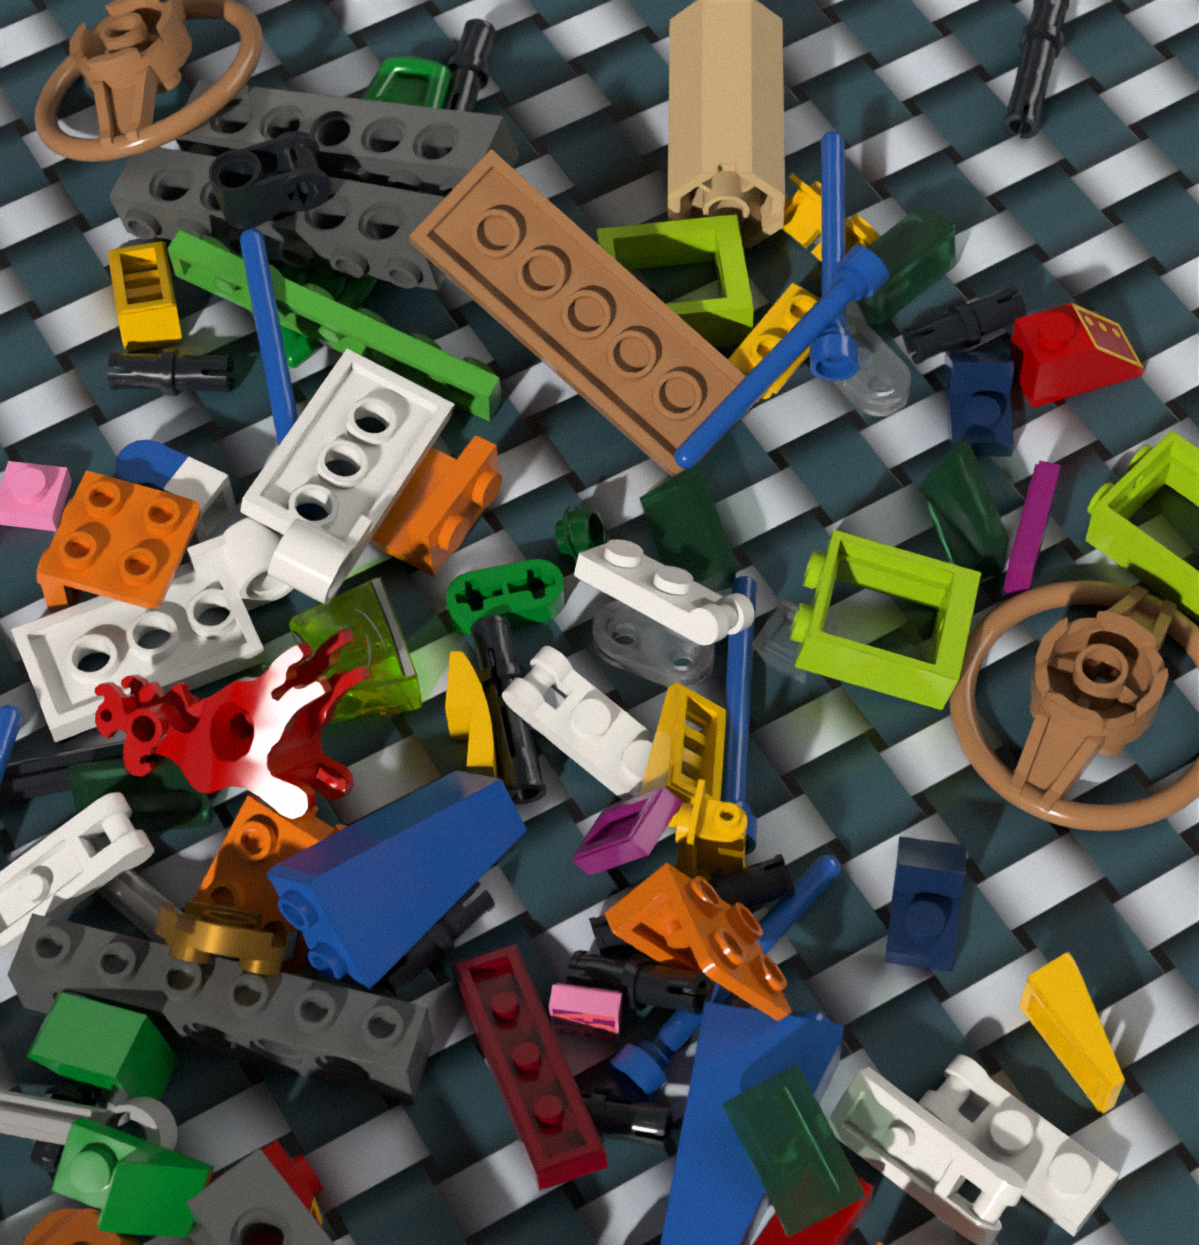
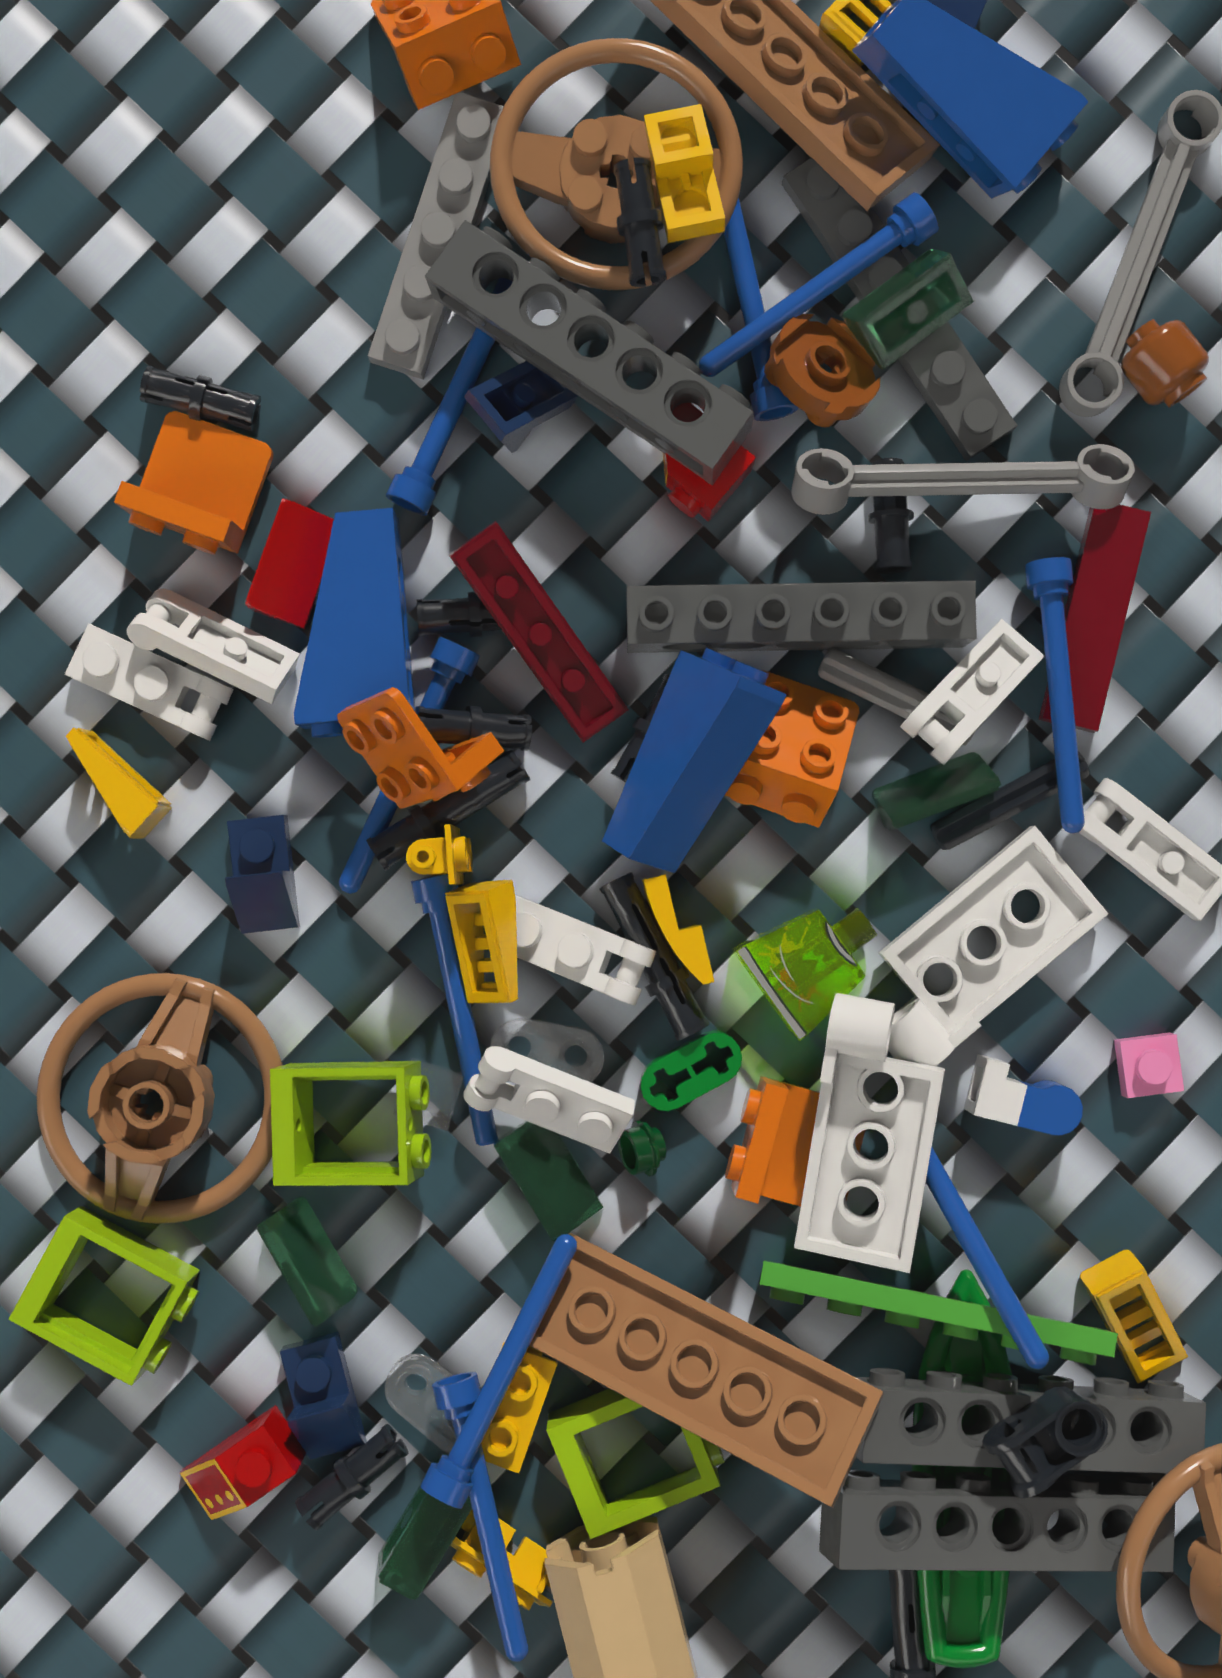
camera: 160 degrees right, 30 degrees up
(104, 1049) = (876, 546): green slope -> none
(117, 543) = (1044, 1016): orange bracket -> none
(130, 1180) = (797, 438): green slope -> none
(170, 372) = (1074, 1229): black pin -> none
(225, 932) = (823, 634): pearl gold plate -> none
(246, 735) = (856, 836): red animal -> none
(586, 1012) = (507, 694): bright pink tile -> none
(626, 831) = (513, 849): magenta tile -> none
(793, 1150) = (306, 599): clear green slope -> none
(1031, 528) = (242, 1257): magenta tile -> none

